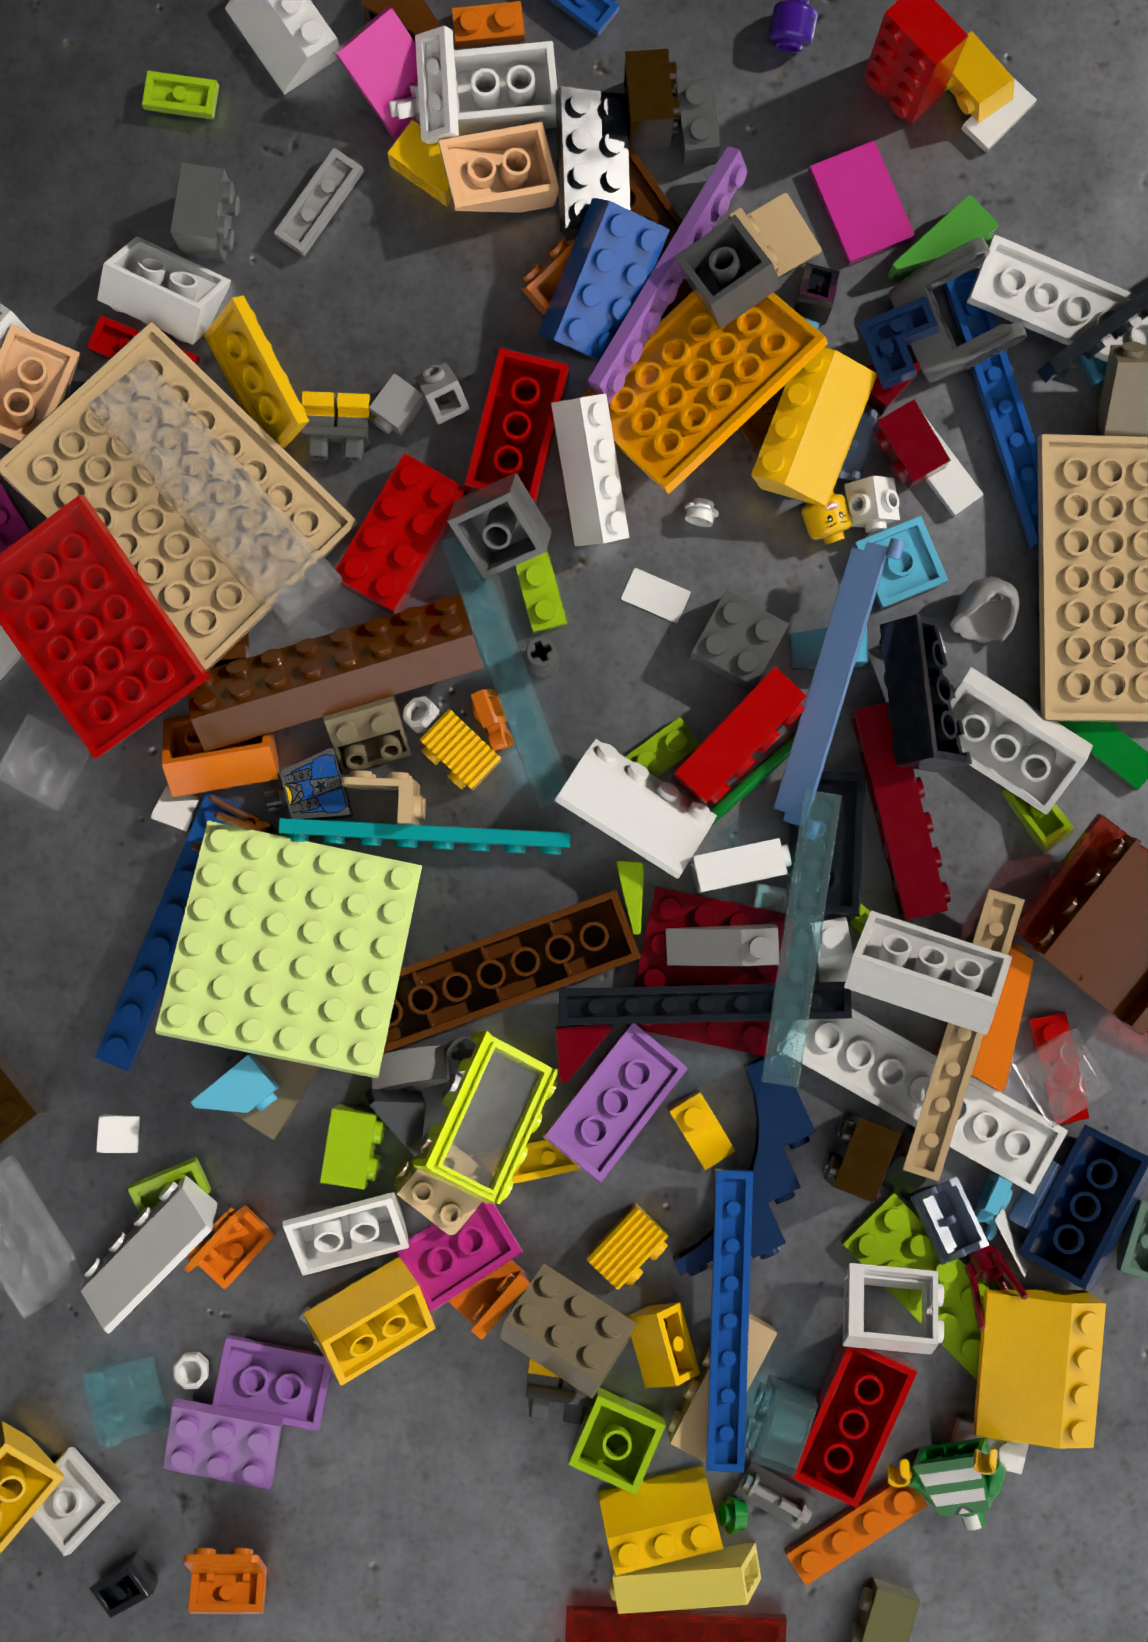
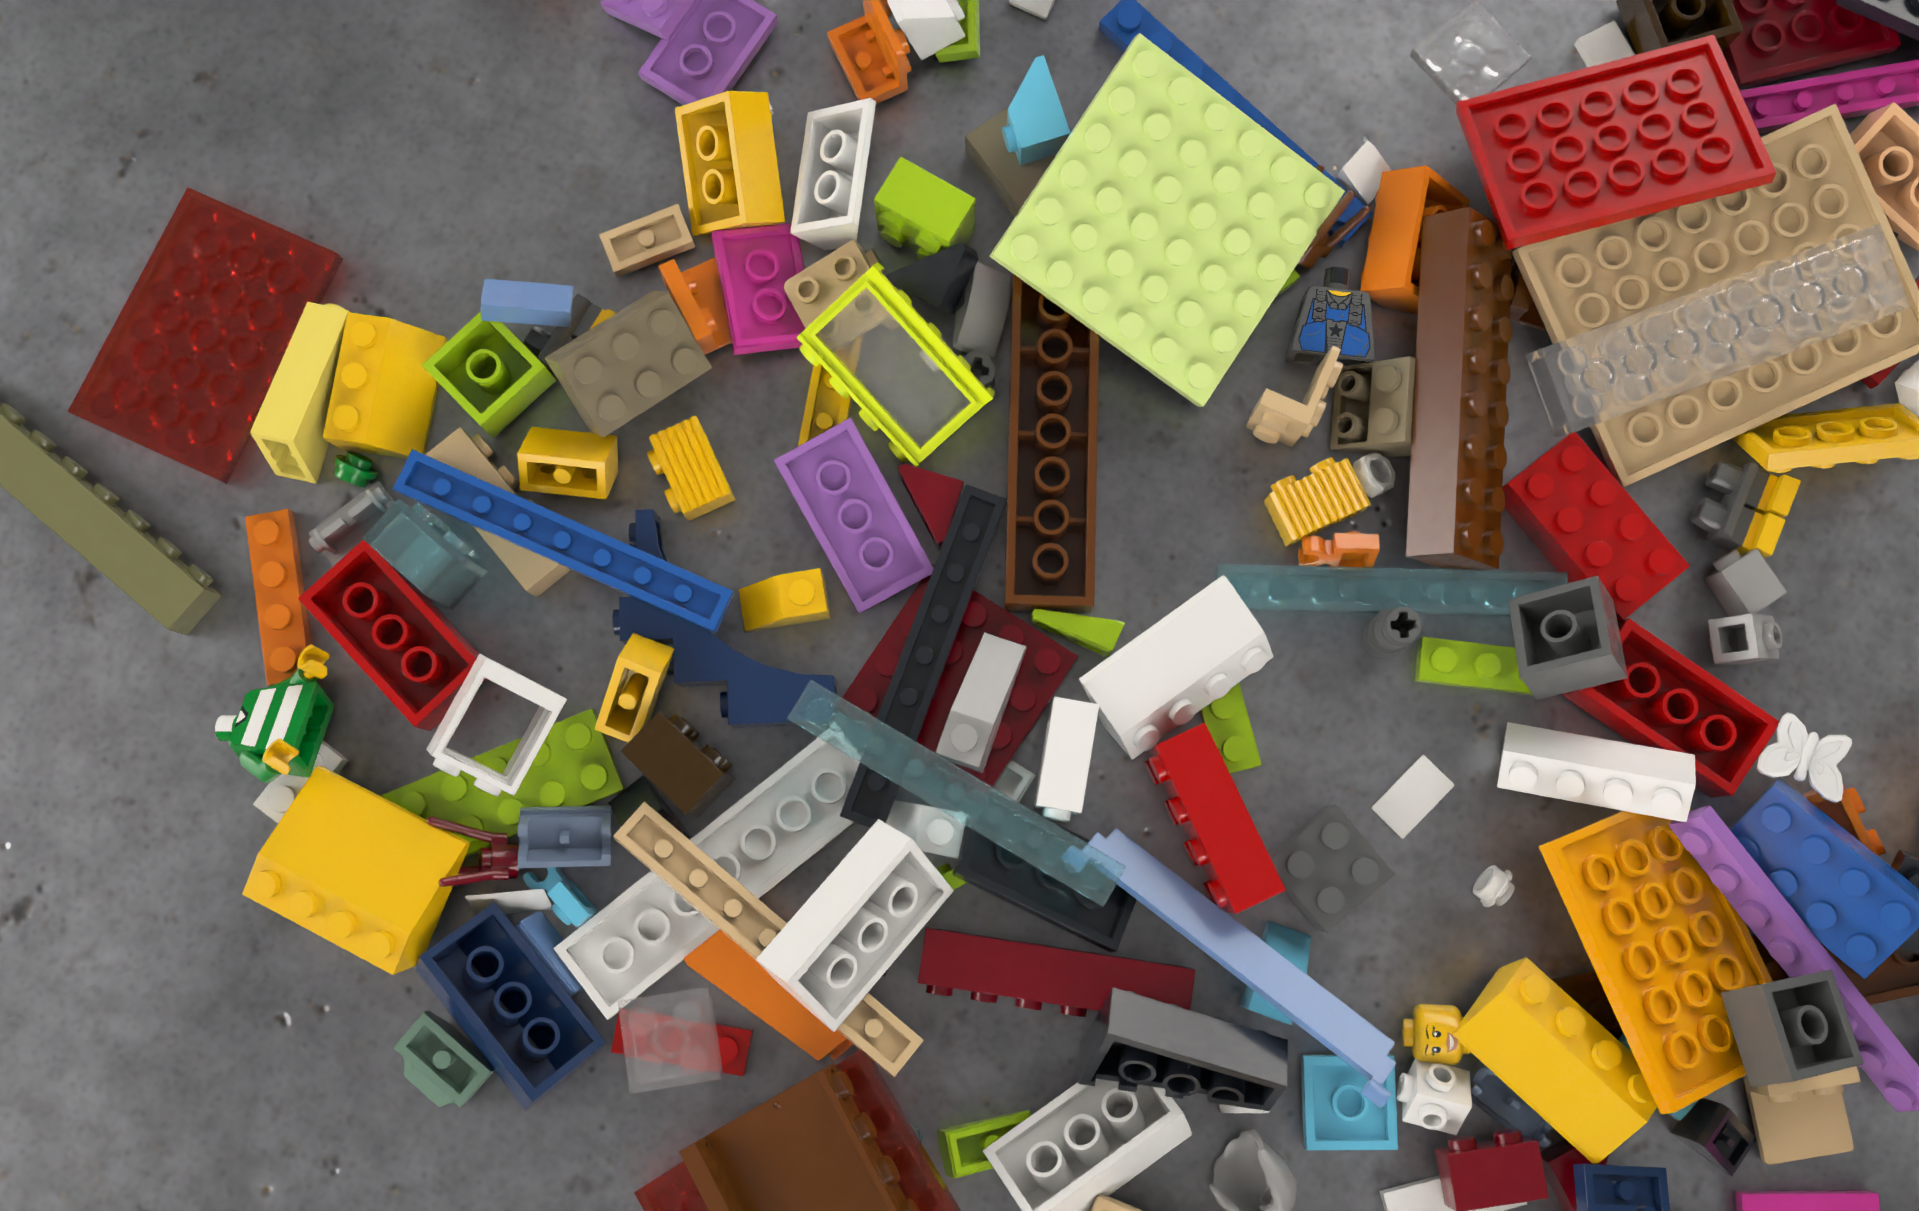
camera: 115 degrees right, 5 degrees down
(409, 835) = (1242, 406): teal plate -> none
(455, 1362) = (647, 240): none -> tan plate
(516, 320) = (1808, 756): none -> white piece
(552, 1433) = (526, 303): none -> medium blue slope
(753, 778) = (1156, 822): green piece -> none
(818, 1215) = (634, 687): none -> yellow brick

